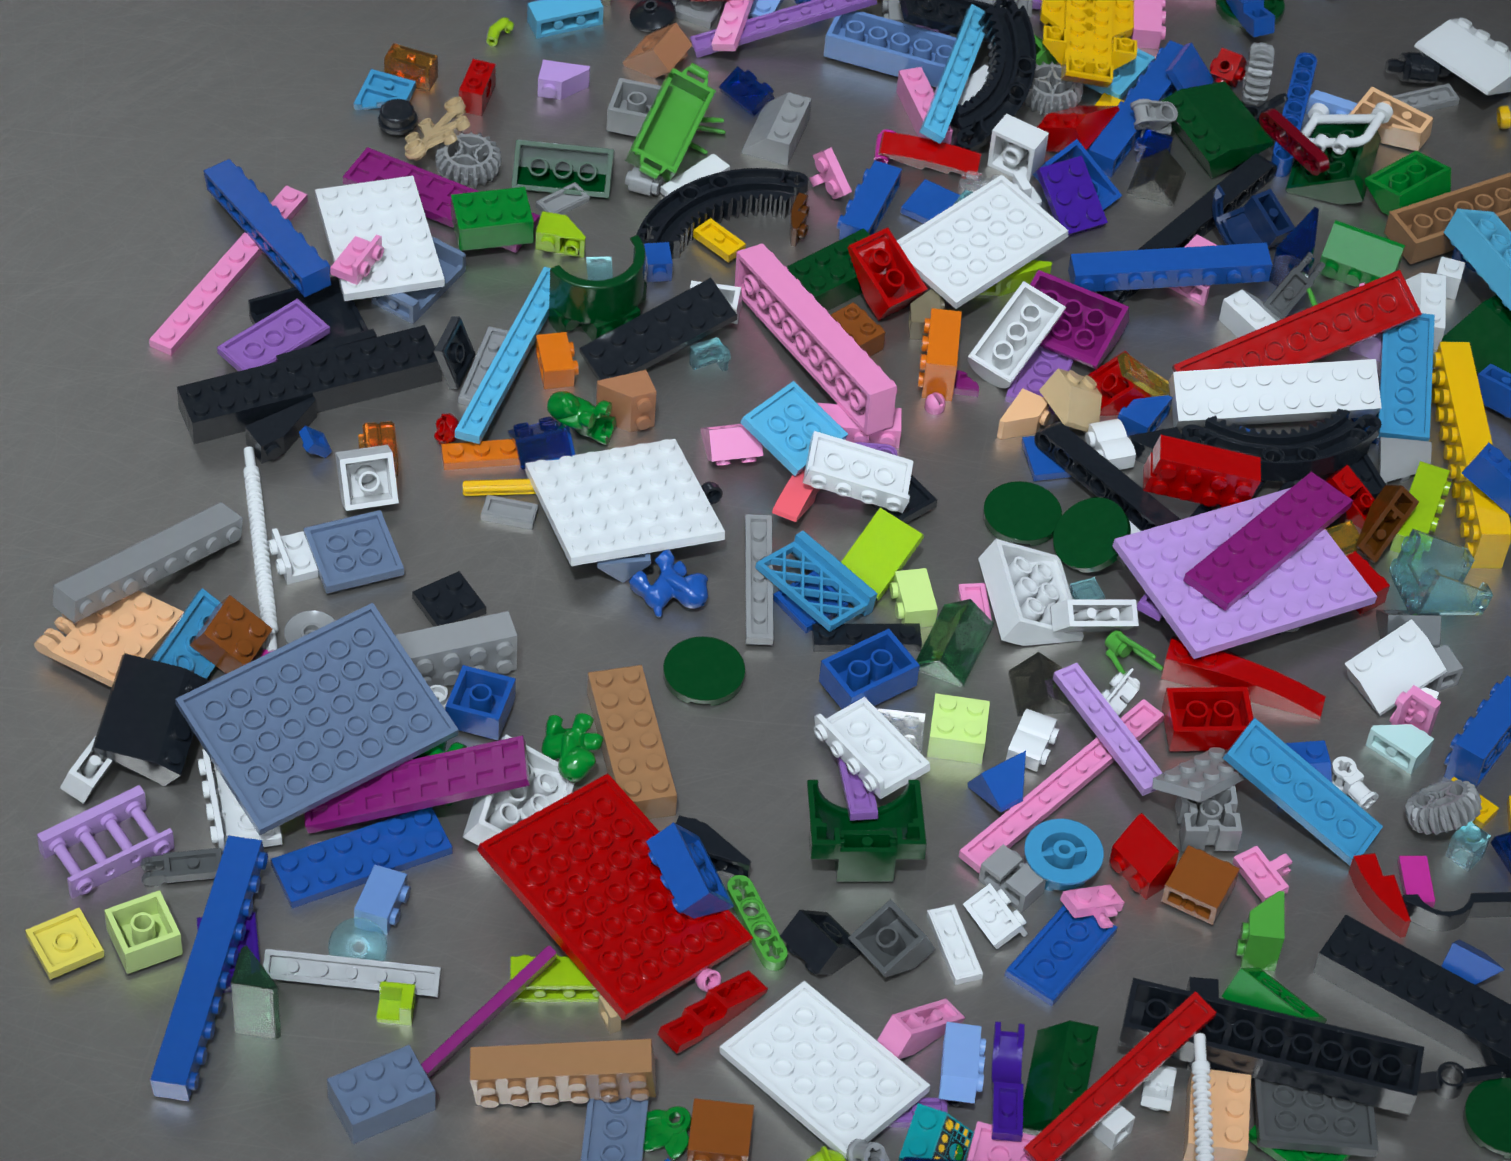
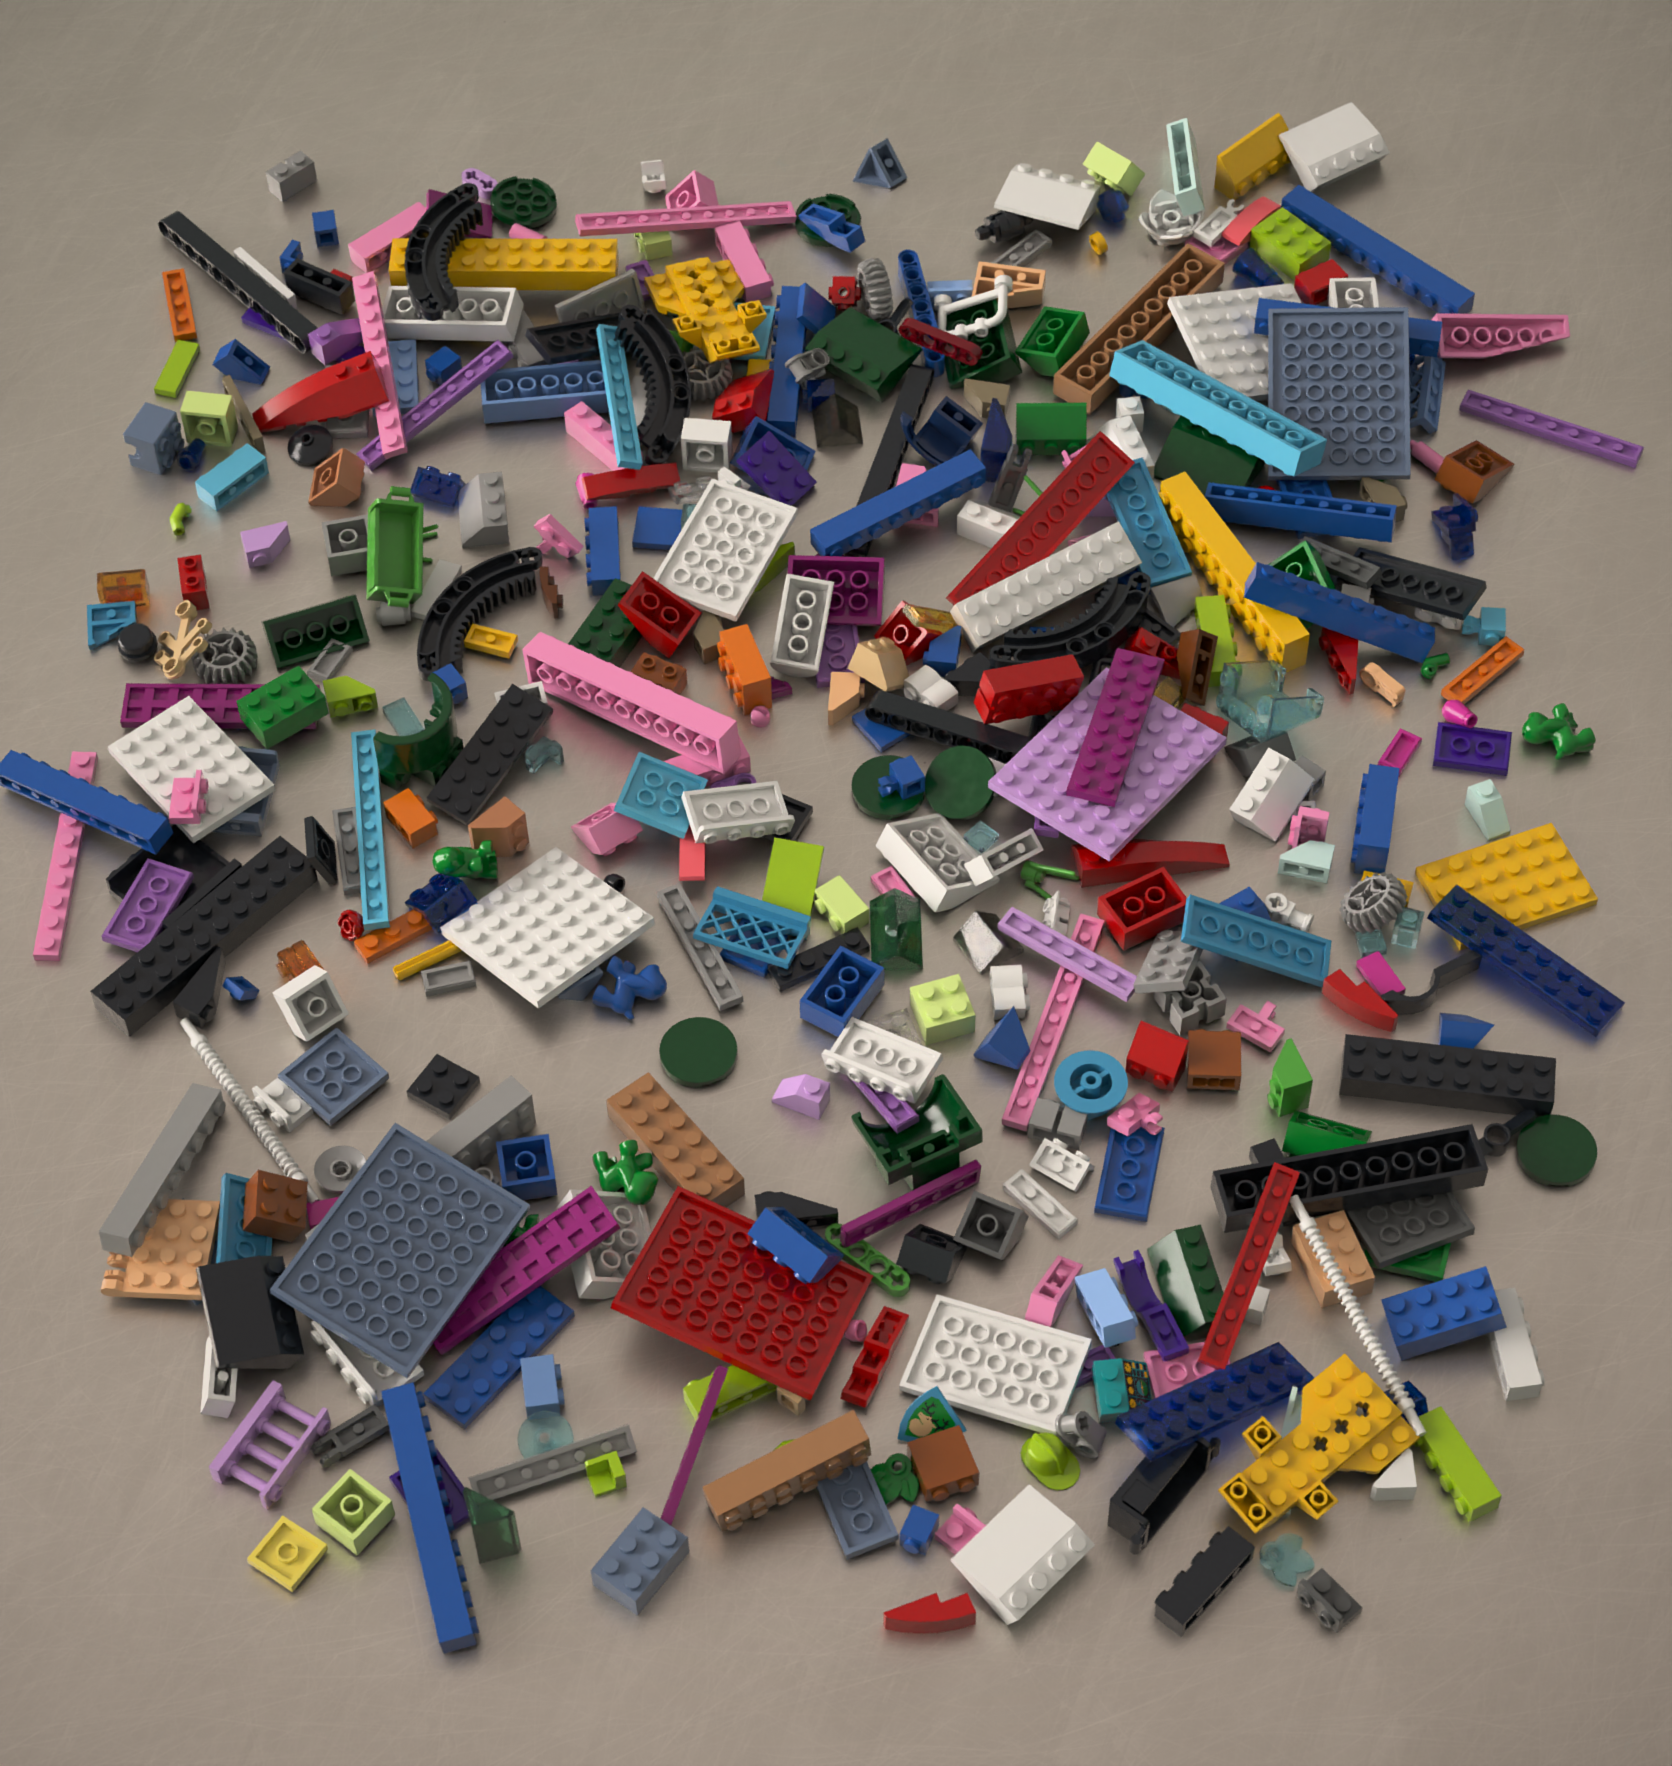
camera: 20 degrees left, 5 degrees up
(731, 1083) = (927, 1416): none -> shield
(781, 750) = (804, 1095): none -> lavender slope
(825, 887) = (910, 1203): none -> magenta tile
(1039, 509) = (904, 777): none -> blue brick
(1328, 209) = (980, 395): none -> dark tan slope
(1424, 845) = (1370, 943): none -> clear light blue tile

